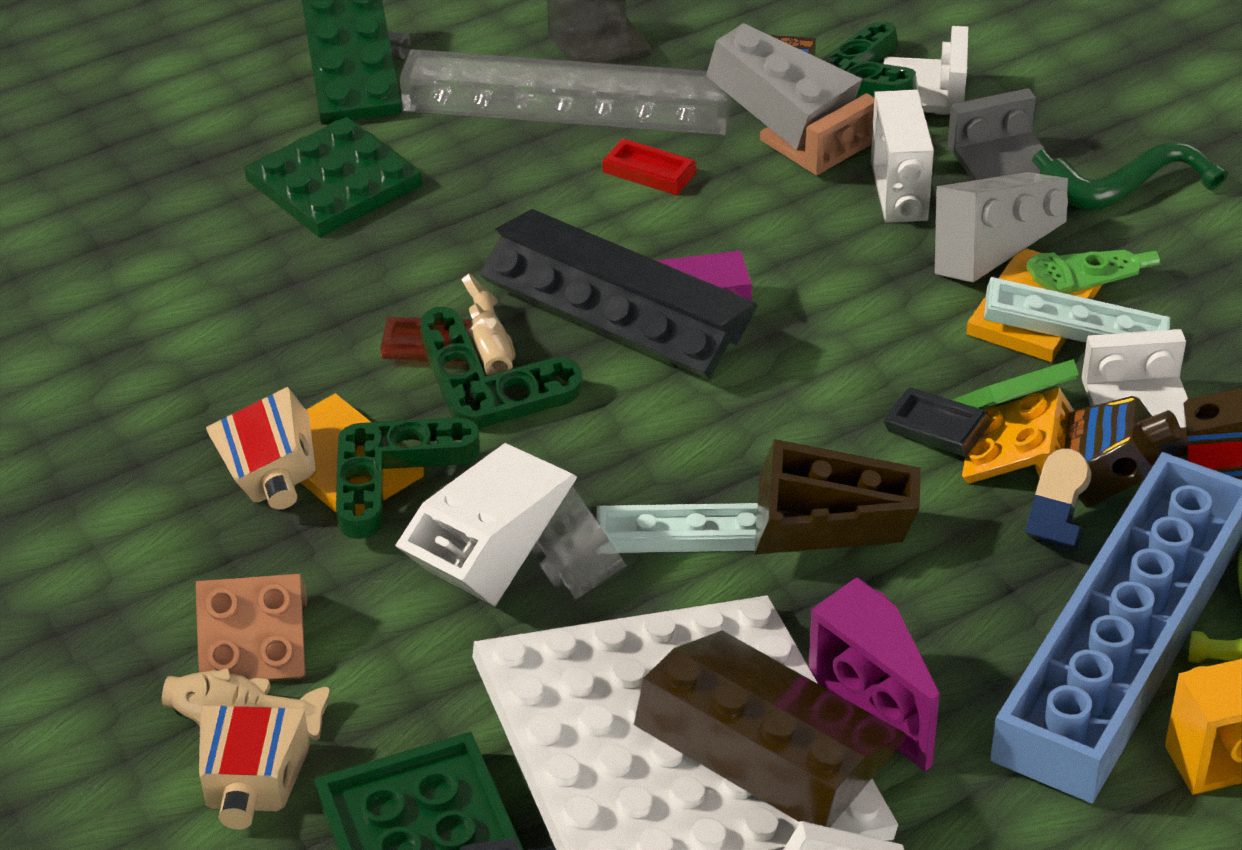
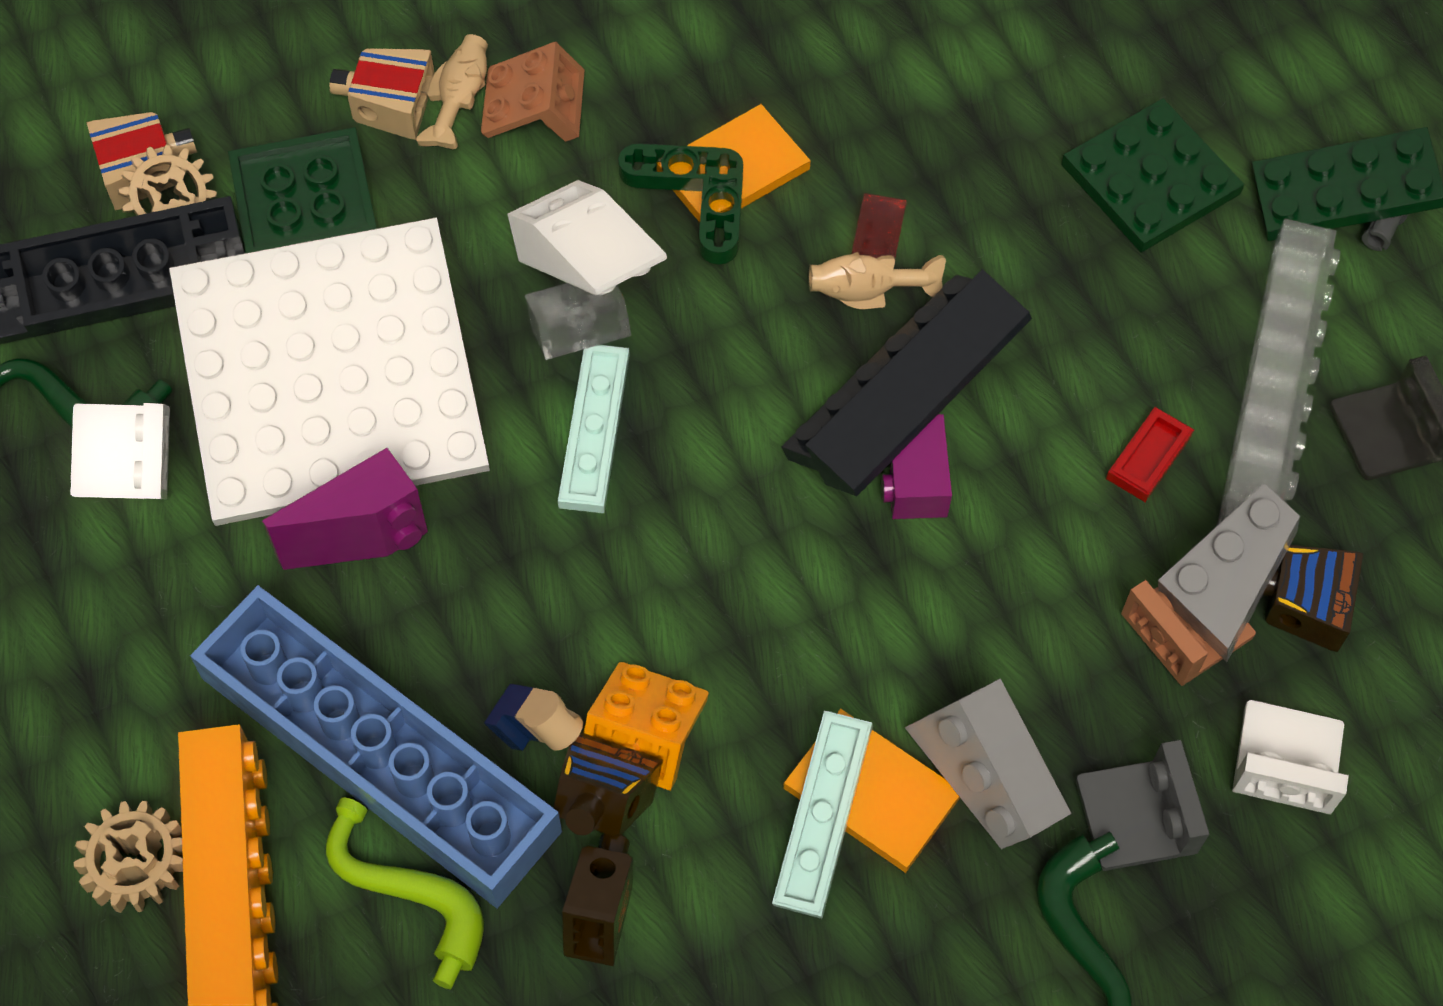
camera: 95 degrees right, 20 degrees up
(267, 448) = (722, 100): tan torso -> none
(489, 390) = (794, 273): dark green beam -> none
(764, 727) = (304, 413): dark brown slope -> none
(832, 500) = (567, 513): dark brown wedge -> none
(862, 55) = (1310, 677): dark green beam -> none
(901, 156) = (1105, 680): white window -> none
(937, 421) = (686, 645): black tile -> none
(1021, 386) = (705, 715): bright green tile -> none
(1075, 273) = (907, 830): bright green piece -> none
(1137, 366) = (696, 849): white bracket -> none

